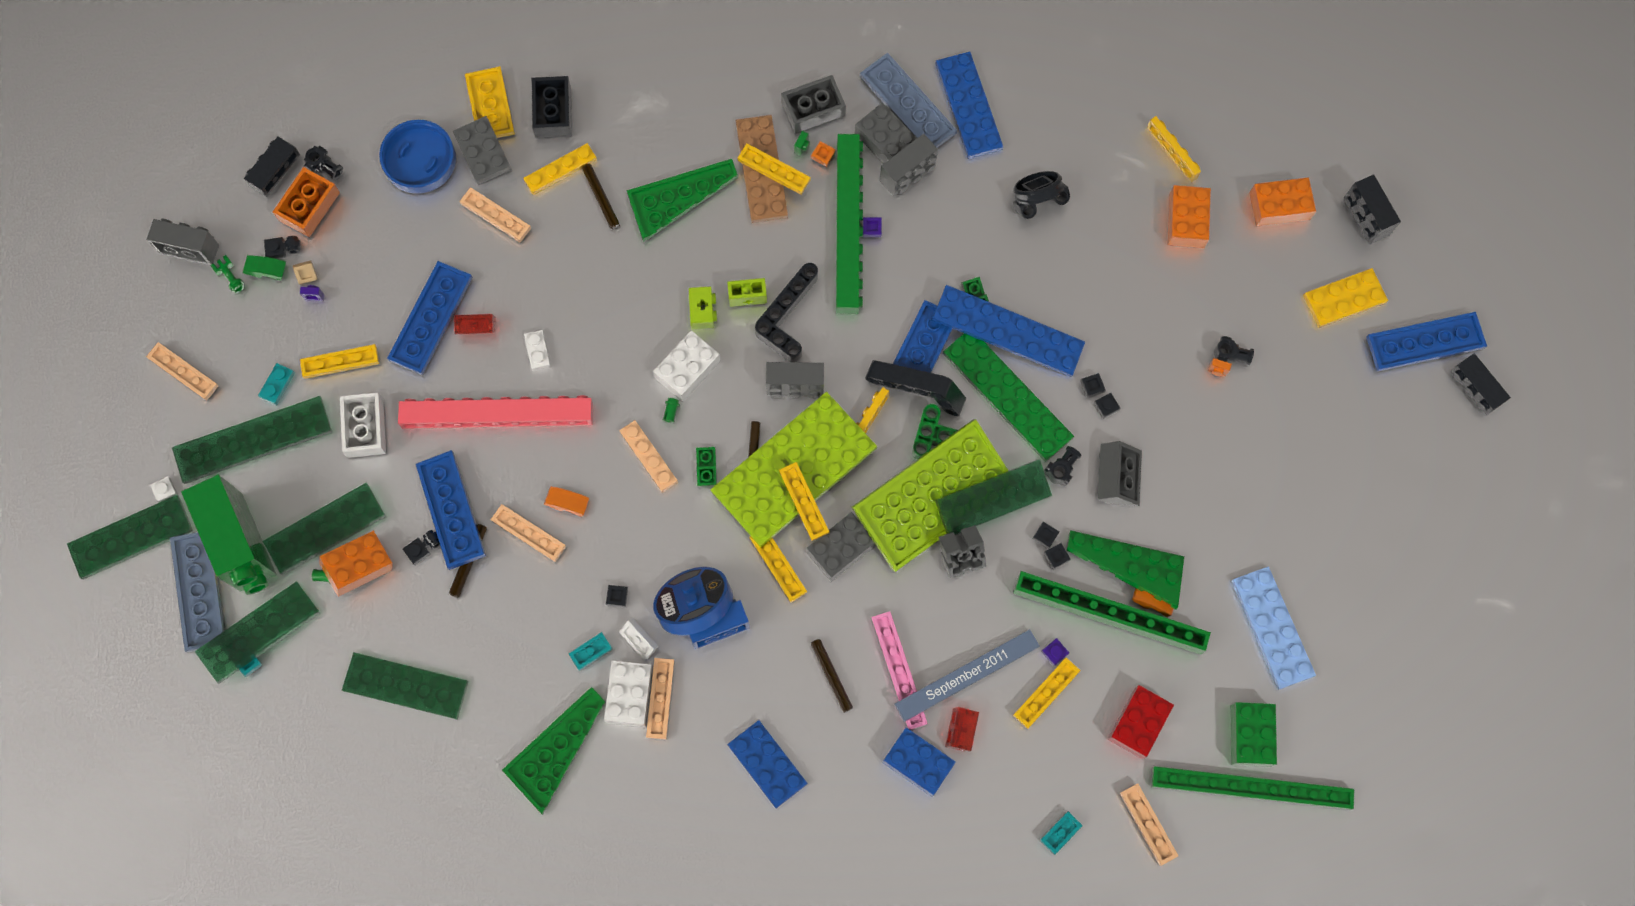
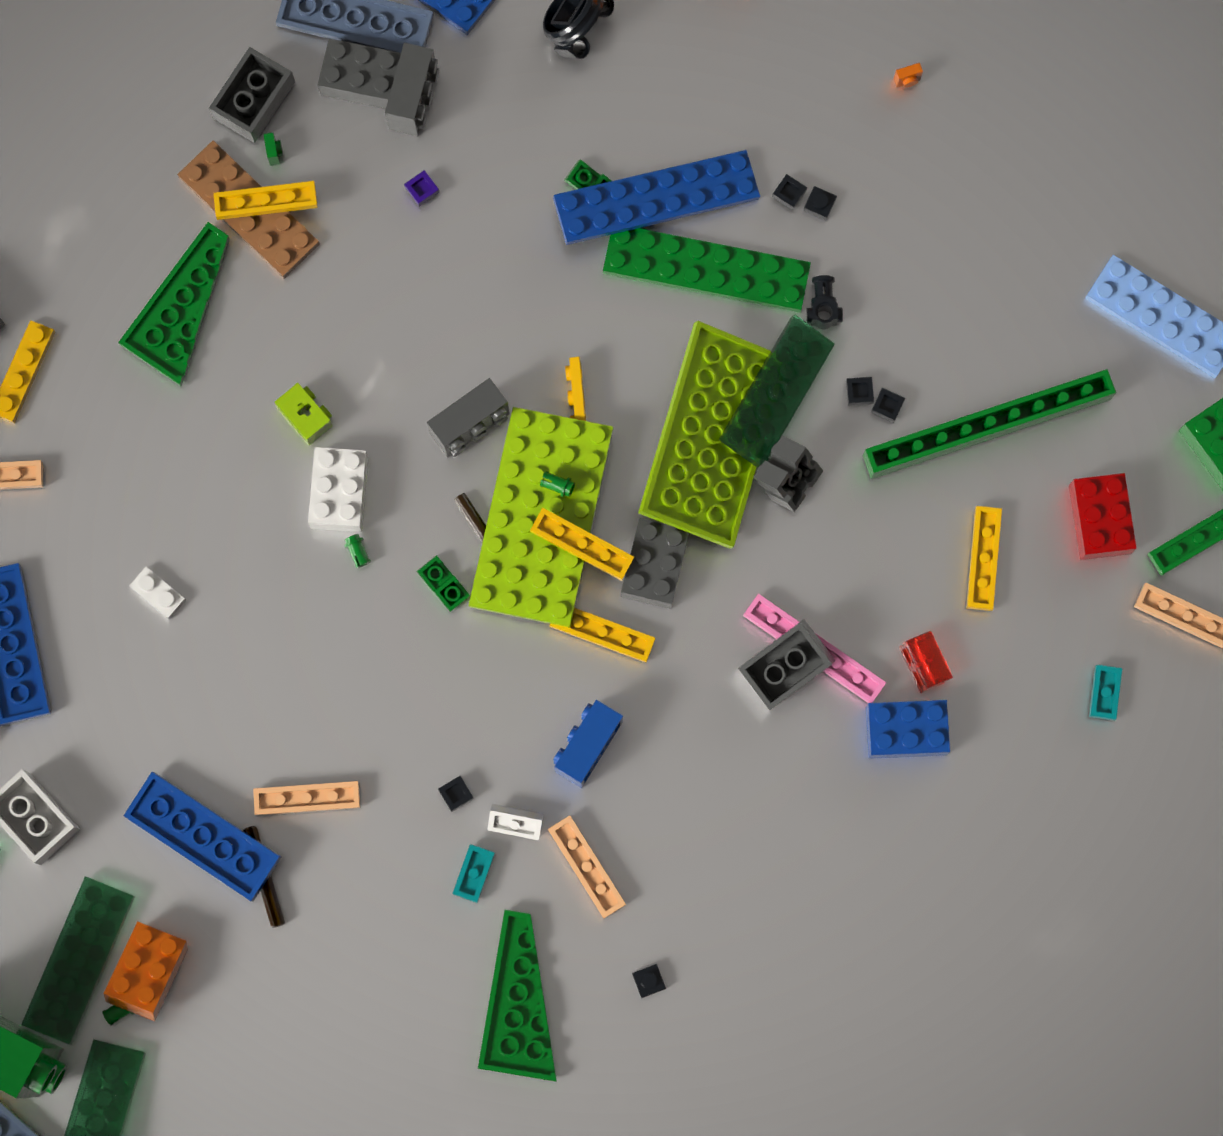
camera: 35 degrees left, 5 degrees up
(405, 686) = (301, 1060): clear green plate -> none
(418, 550) = (200, 907): black plate -> none
(474, 324) = (66, 615): clear red hinge -> none
(495, 413) = (166, 695): coral brick -> none
(566, 500) = (320, 732): orange slope -> none
(600, 196) = (93, 369): dark brown axle -> none
(628, 693) = (550, 887): white brick -> none
(644, 796) = (649, 981): none -> black plate
(648, 456) = (371, 618): light nougat plate -> none
(693, 601) = (545, 738): blue piece -> none
(747, 292) = (341, 360): lime brick -> none
(767, 764) = (751, 850): blue plate -> none
(784, 310) = (396, 351): black beam -> none
(819, 459) = (559, 484): none -> green pin
(823, 154) = (305, 143): orange plate -> none
(831, 675) = (747, 707): dark brown axle -> none
(848, 226) = (392, 202): green brick -> none
(873, 666) = (786, 664): none -> dark grey brick
(918, 382) = (627, 316): black beam -> none
(923, 341) = (574, 278): blue plate -> none
(936, 430) = (660, 363): green beam -> none
(966, 675) = (889, 601): sand blue tile -> none
(1055, 652) = (960, 508): dark purple plate -> none
(1119, 474) = (888, 268): dark grey slope -> none
(1136, 565) = (978, 354): green wing -> none
(1148, 601) = (1017, 377): orange slope -> none
(1234, 351) = (910, 46): black connector -> none

